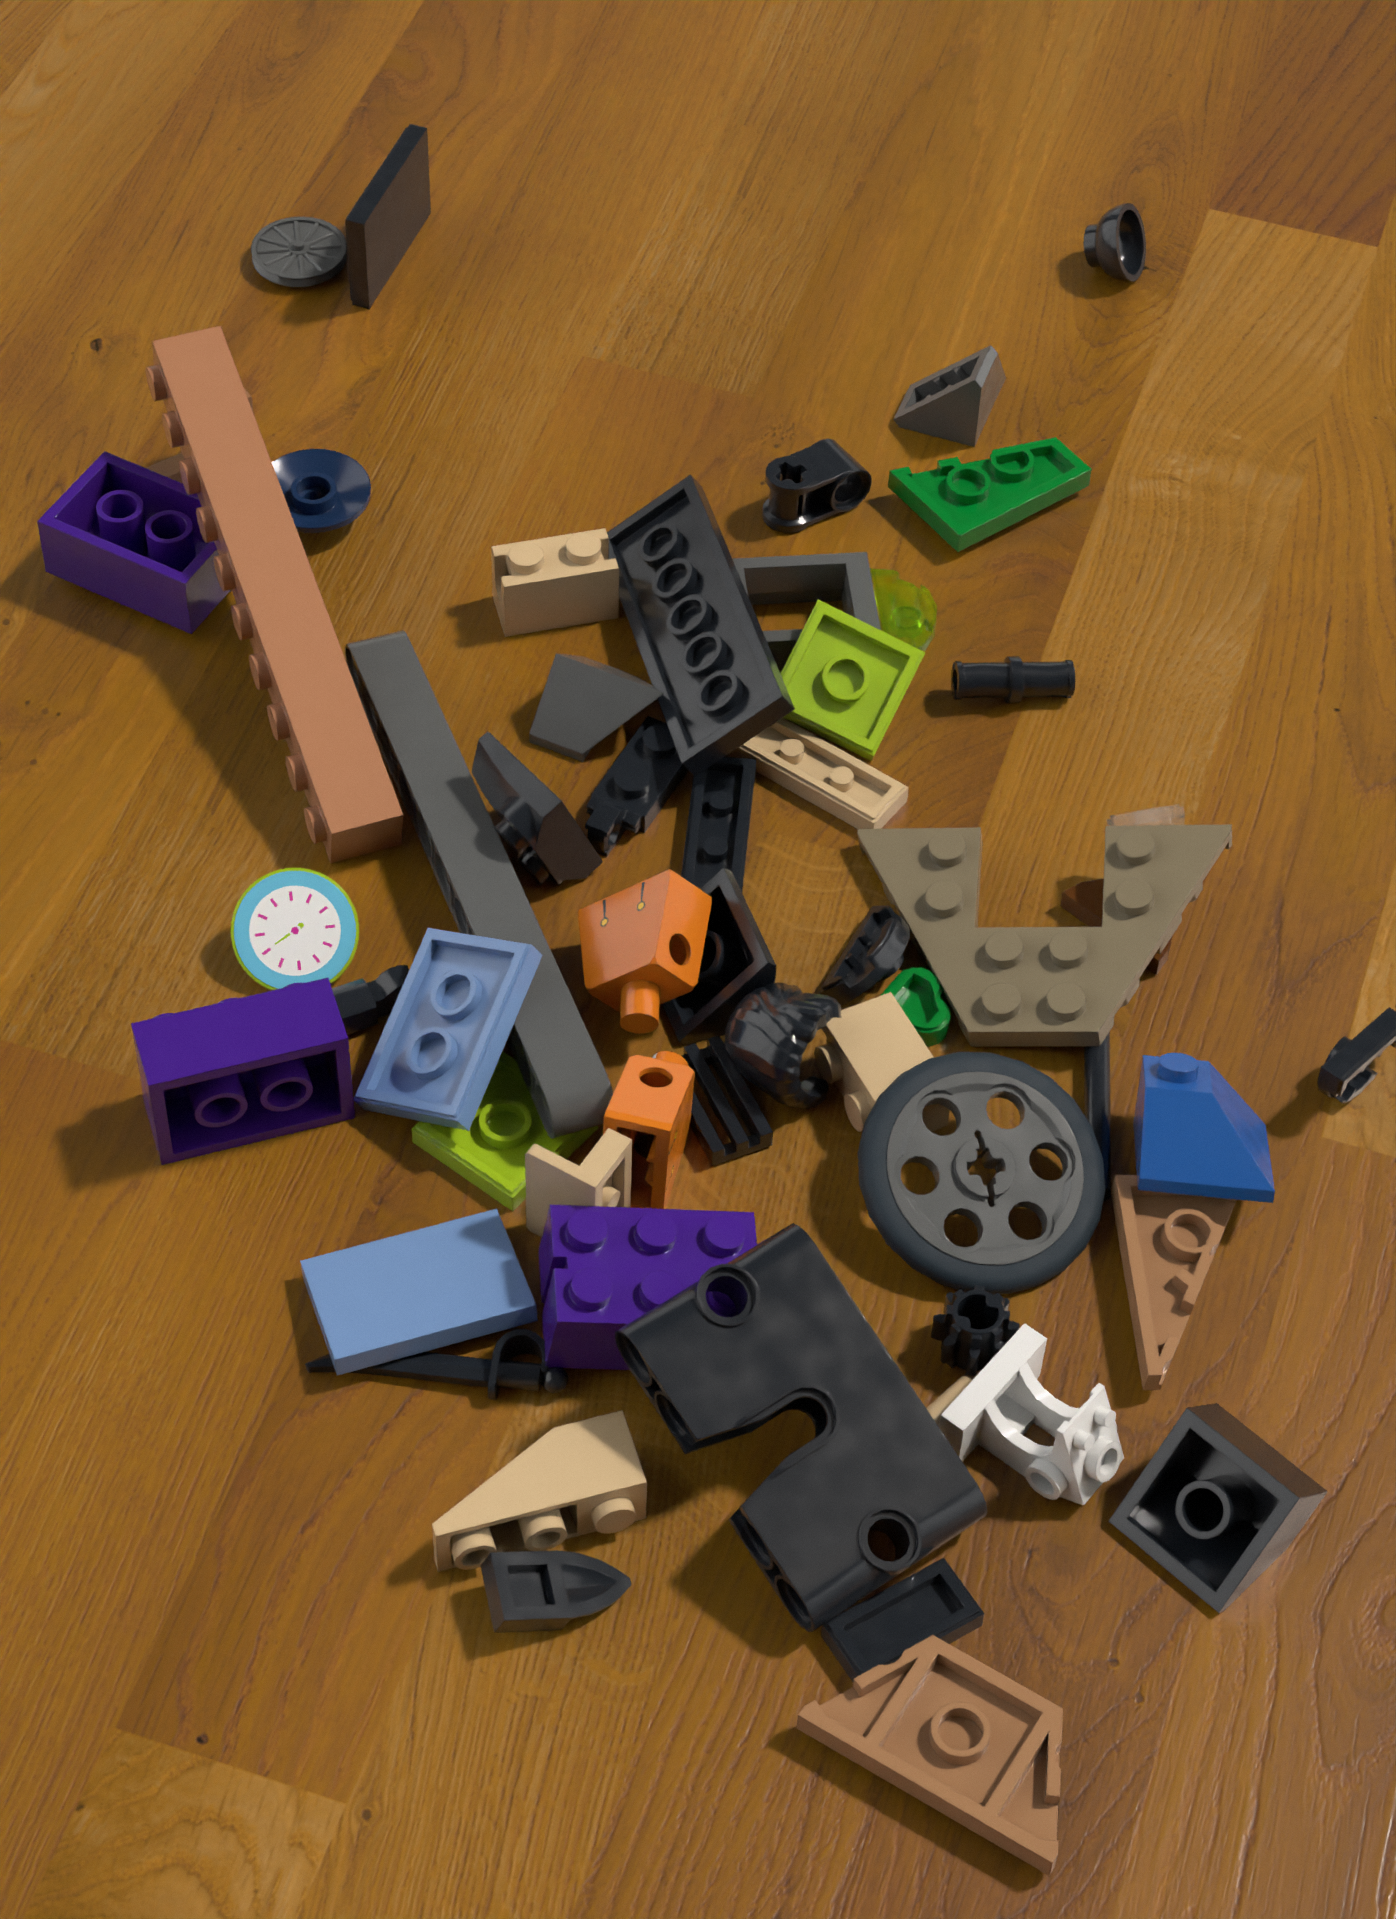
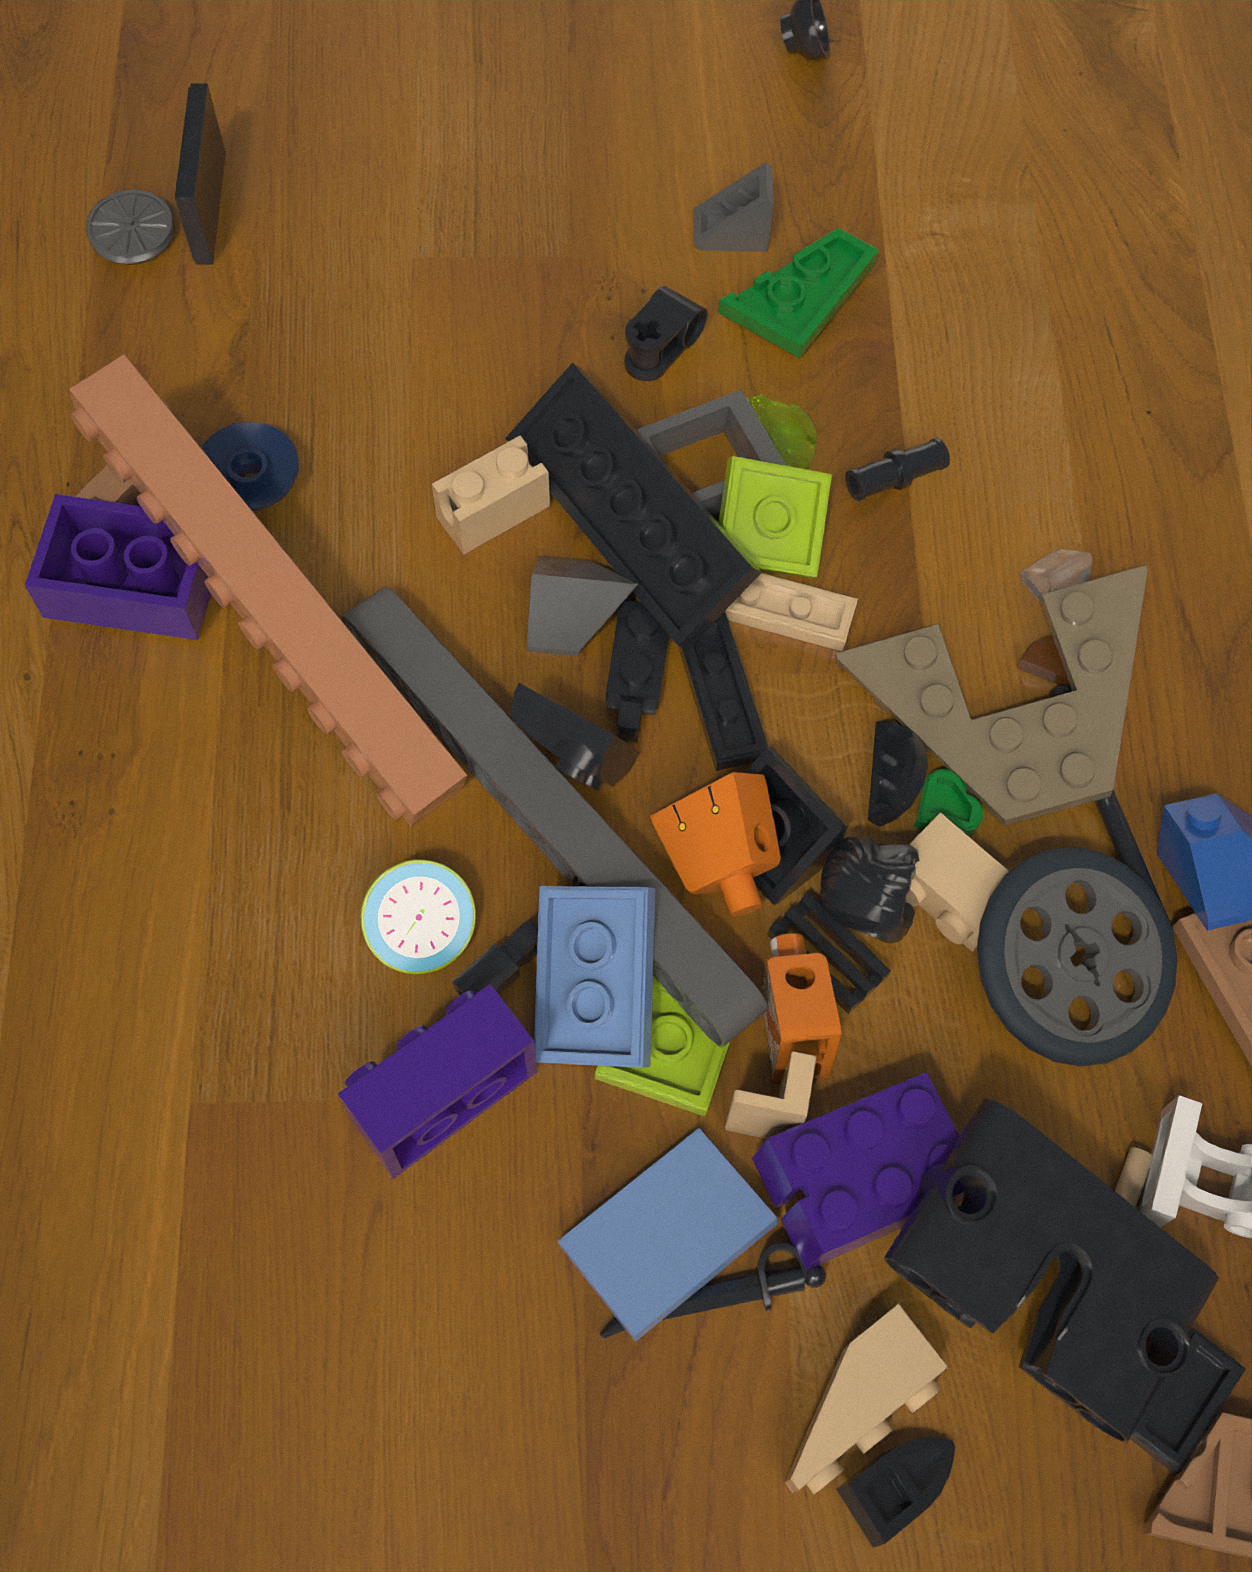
camera: 20 degrees left, 15 degrees up
(973, 1328) = (1134, 1090): black gear -> none

